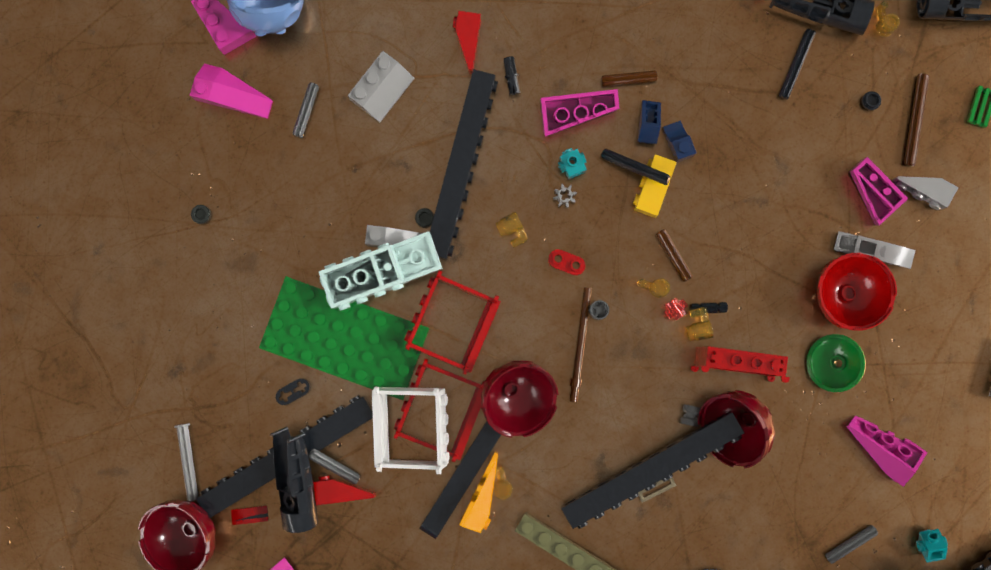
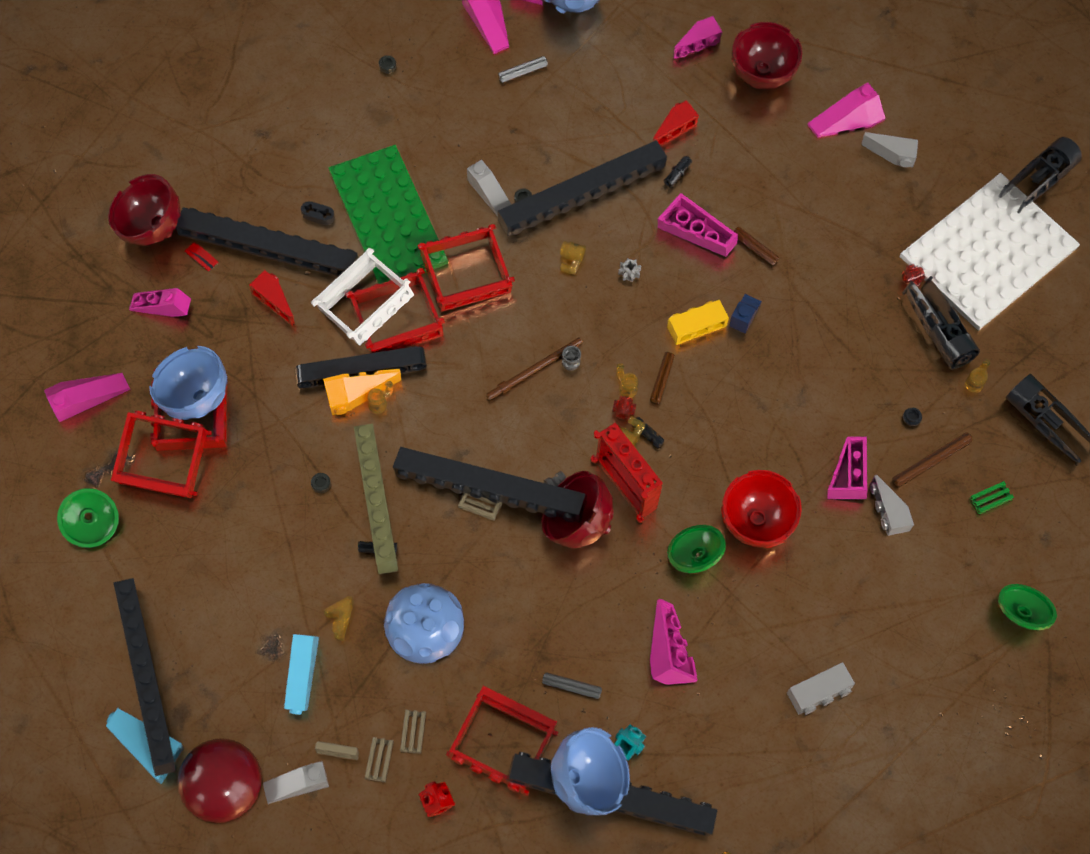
camera: 45 degrees right, 20 degrees down
(187, 461) = (206, 184): light grey axle -> none
(294, 482) = (254, 251): black piece -> none
(334, 466) = (288, 275): dark grey axle -> none
(379, 271) = (455, 188): light aqua wedge -> none
(381, 86) = (585, 98): light grey slope -> none
(519, 398) = (453, 345): dark red rock -> none
(566, 262) = (584, 310): red plate -> none
(572, 170) = (657, 255): teal brick -> none
(635, 166) = (697, 294): black axle -> none
(649, 122) = (737, 280): dark blue arch -> none
(797, 64) = (883, 345): black axle -> none
(884, 251) = (812, 512): light grey slope -> none

